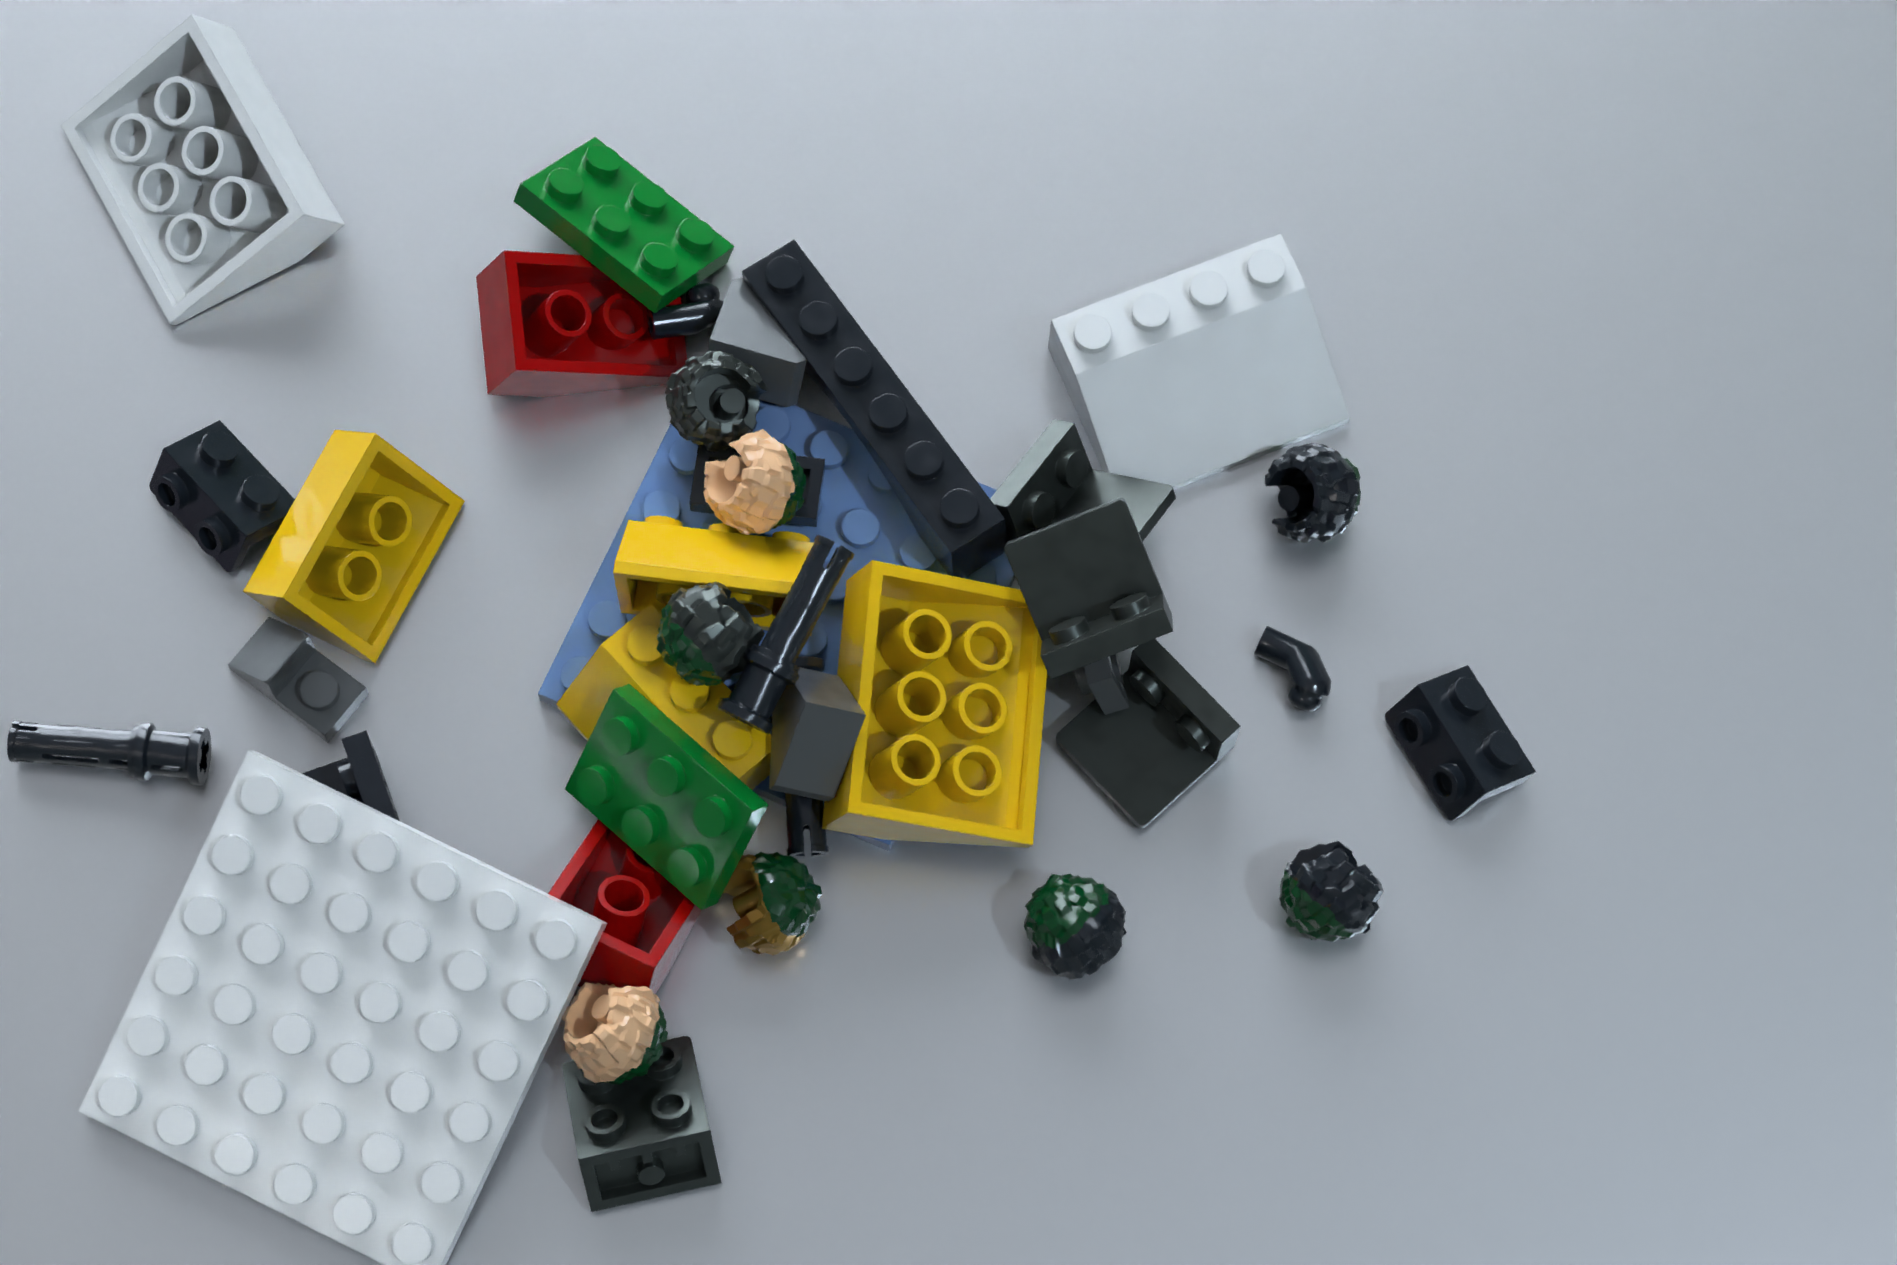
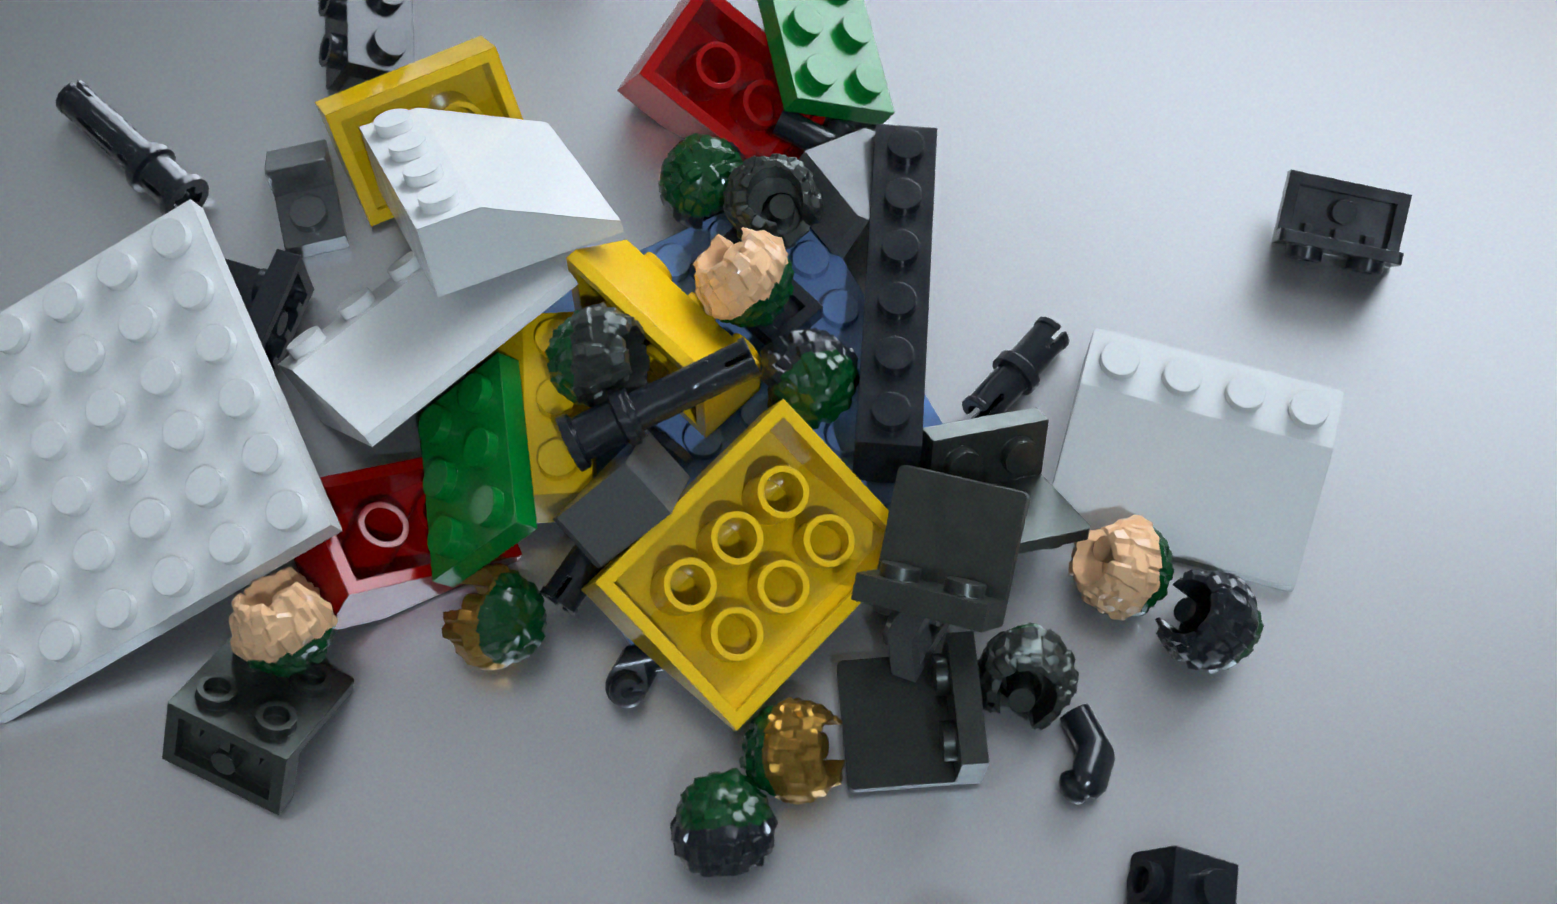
camera: 40 degrees right, 5 degrees down
(481, 568) = (482, 193): none -> white slope
(524, 714) = (409, 345): none -> white slope
(629, 421) = (696, 177): none -> dark green piece
(866, 520) = (811, 374): none -> dark green piece
(905, 868) = (631, 677): none -> black arm
(1008, 399) = (1017, 370): none -> black pin
(1079, 832) = (787, 751): none -> pearl gold piece
(1167, 84) = (1341, 221): none -> black bracket
(1212, 635) = (1028, 673): none -> pearl dark grey piece
(1216, 500) = (1122, 567): none -> light nougat piece

